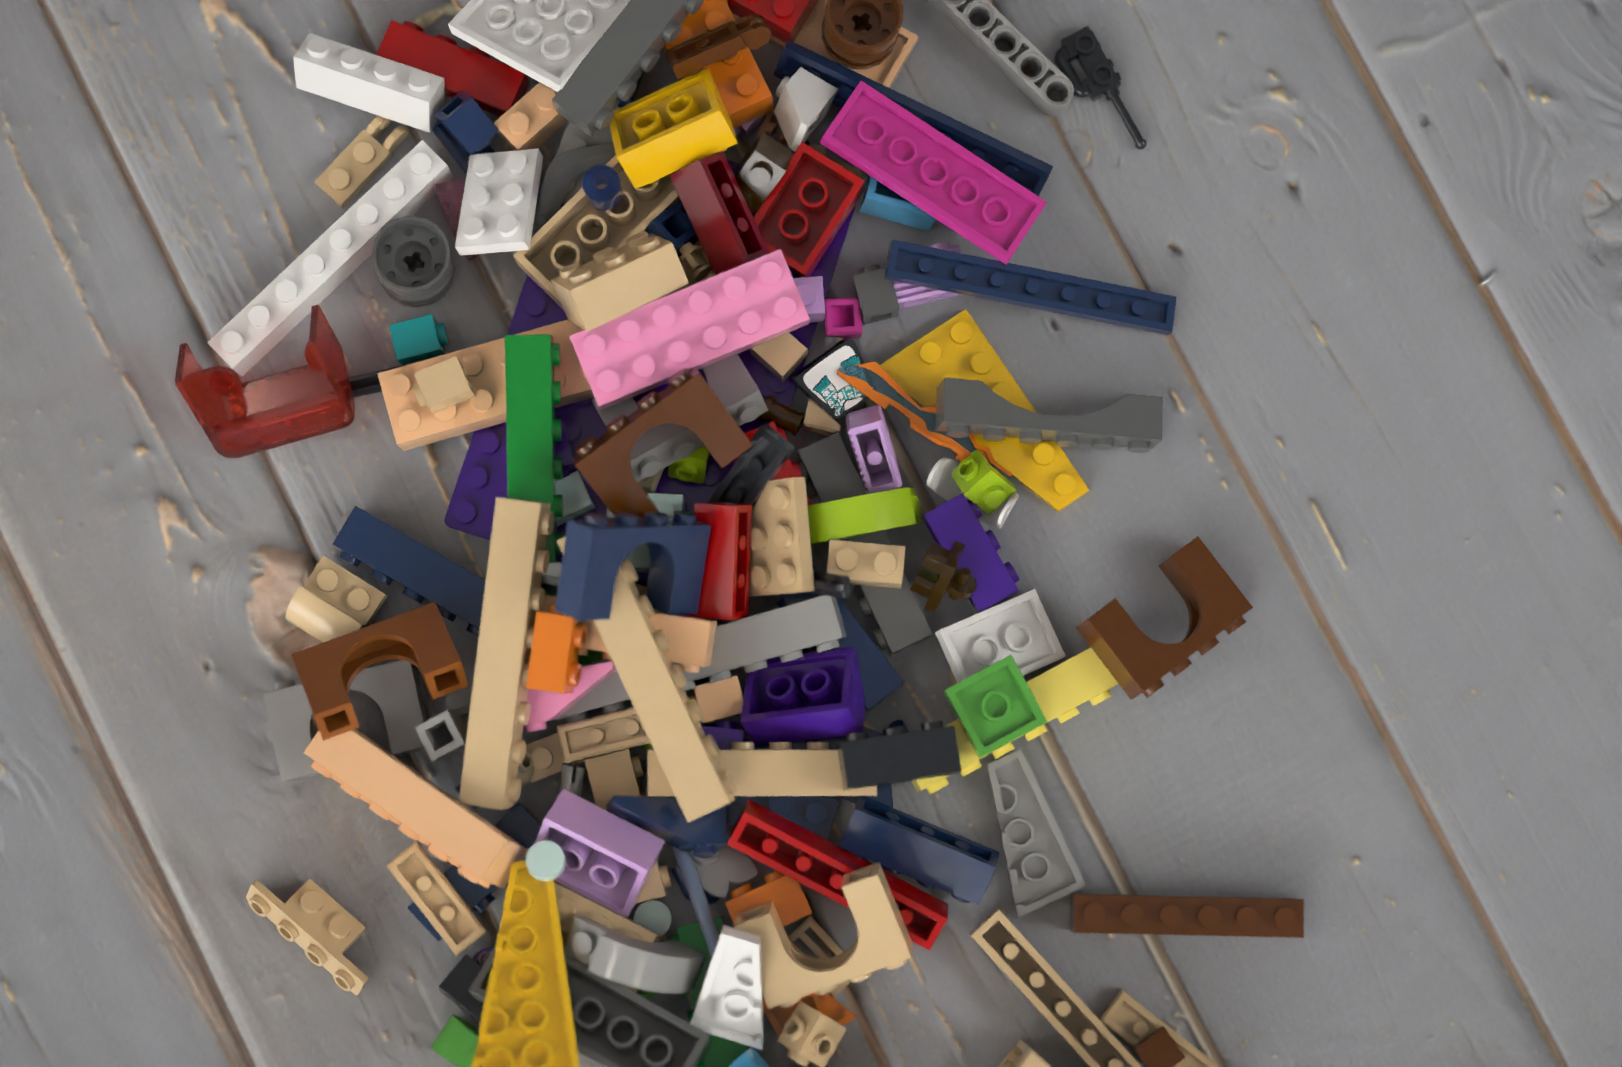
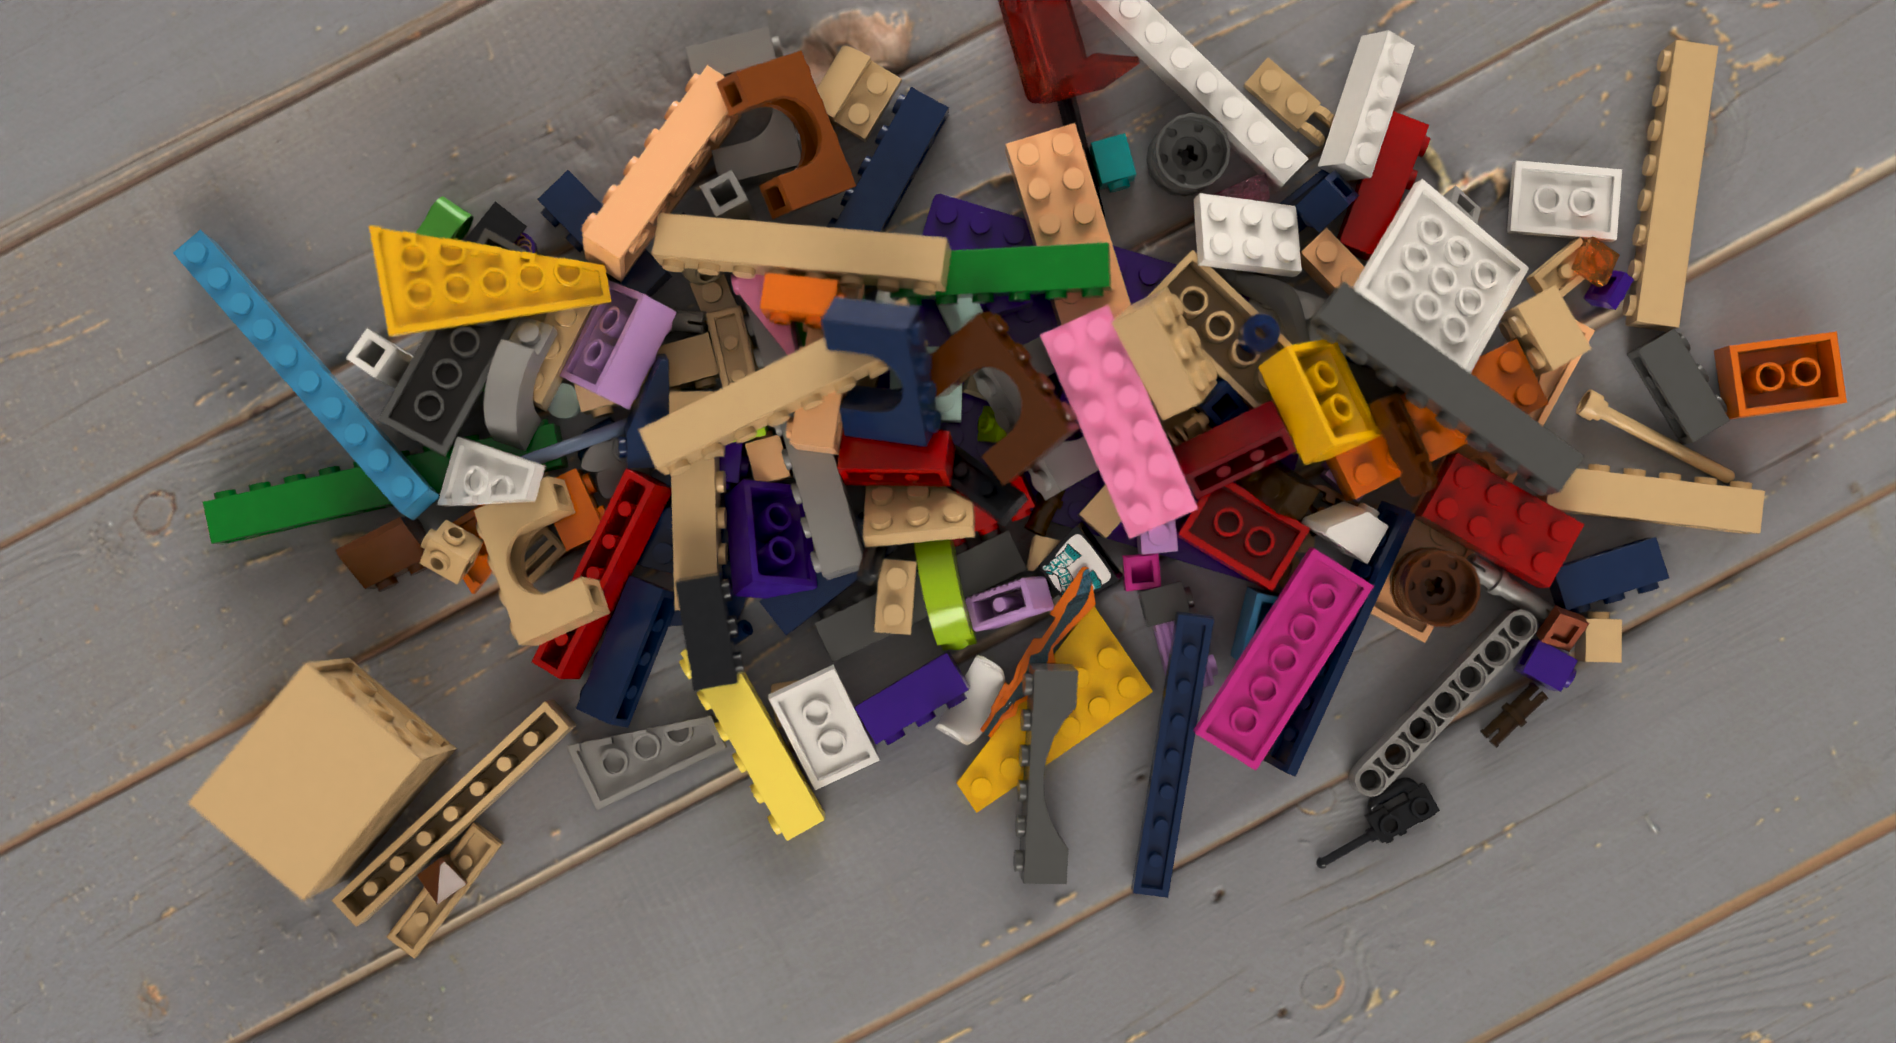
camera: 90 degrees right, 5 degrees up
(316, 926) = (554, 87): tan bracket -> none
(436, 898) = (574, 197): tan tile -> none
(443, 385) = (1061, 185): tan brick -> none
(545, 860) = (605, 296): light aqua tile -> none
(956, 581) = (887, 669): dark brown hips -> none
(982, 482) = (979, 708): lime bracket -> none
(995, 706) = (760, 722): bright green plate -> none
(1187, 915) = (569, 906): reddish brown brick -> none
(1212, 606) = (862, 932): reddish brown arch -> none

